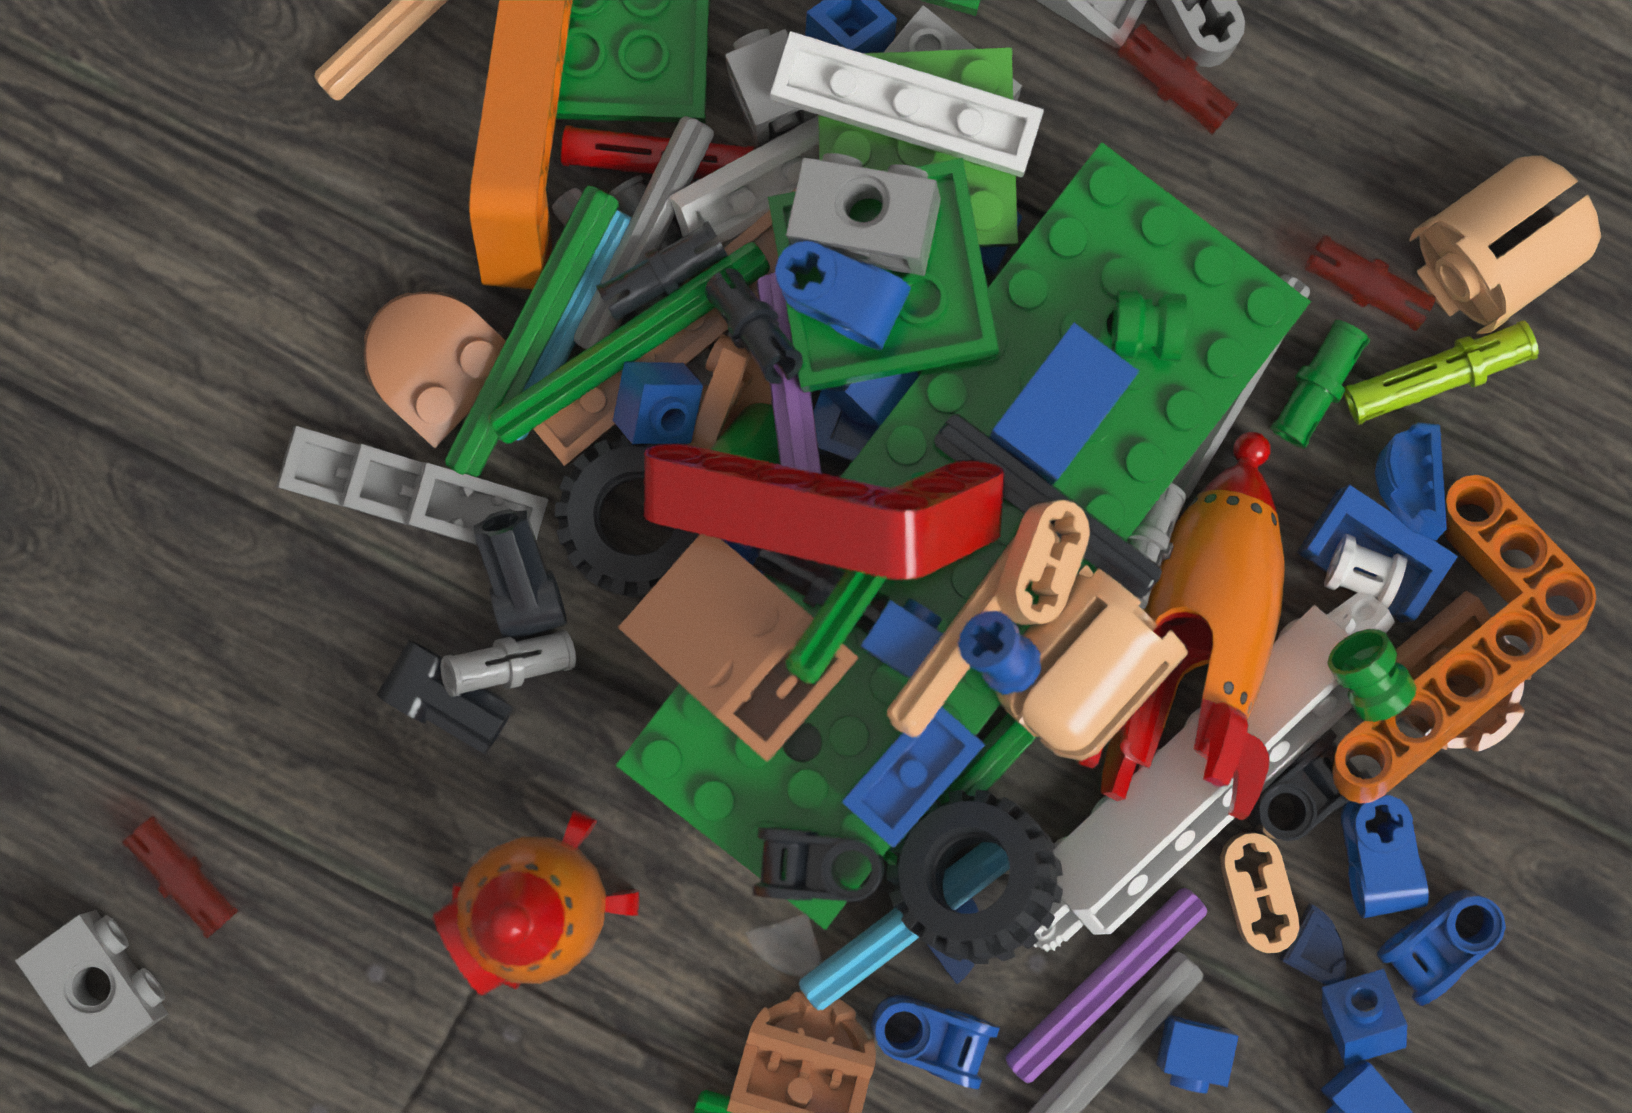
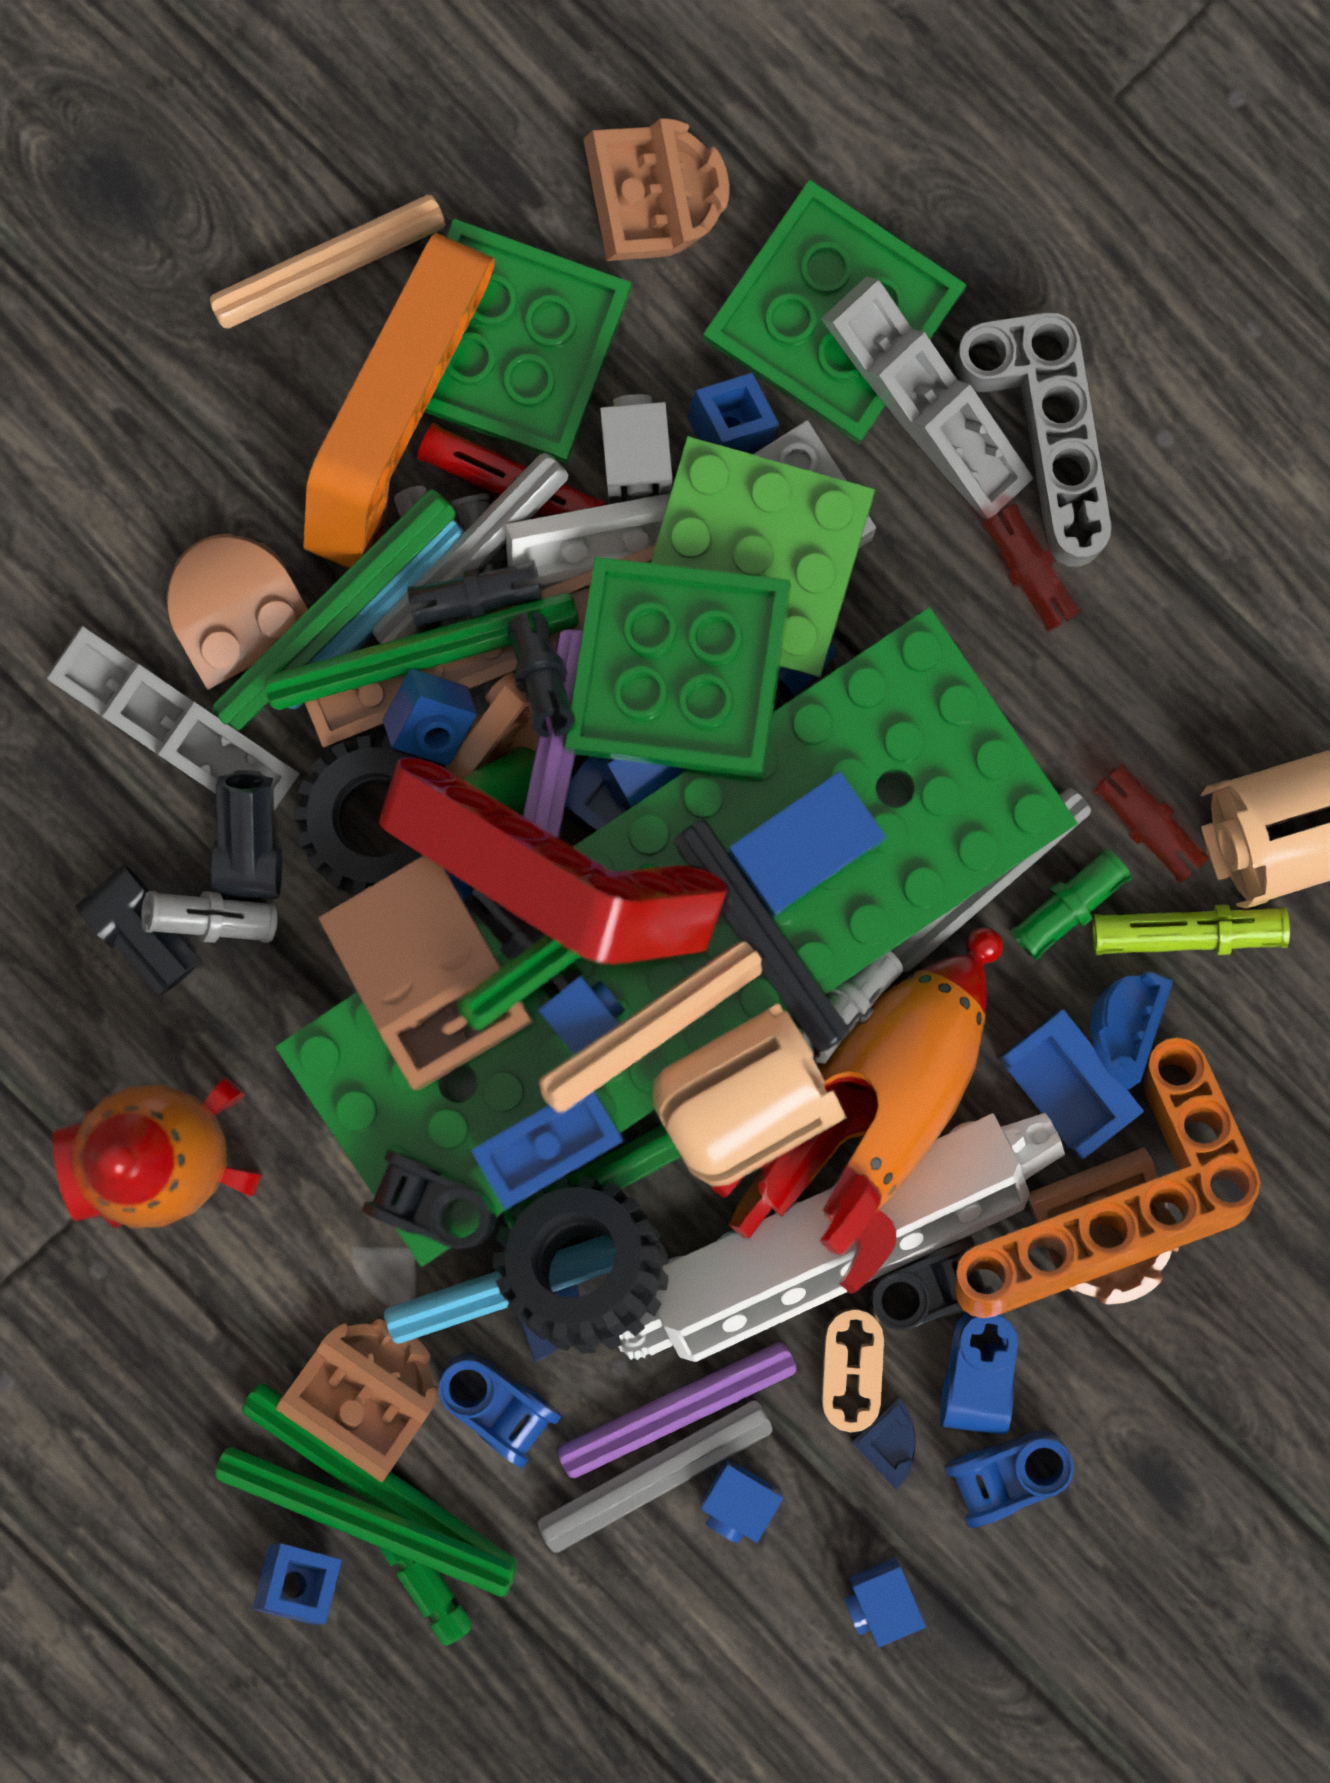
camera: 20 degrees right, 0 degrees up
(851, 299) = (638, 678): blue piece -> none
(894, 240) = (700, 636): light grey brick -> none
(906, 104) = (754, 511): white plate -> none
(996, 648) = (661, 1053): blue bush -> none
(1043, 562) = (735, 987): light nougat beam -> none
(1144, 325) = (911, 796): green wheel -> none
(1350, 555) = (1045, 1078): white bush -> none
(1361, 1033) = (911, 1520): blue plate -> none
(1375, 681) = (1021, 1205): green wheel -> none

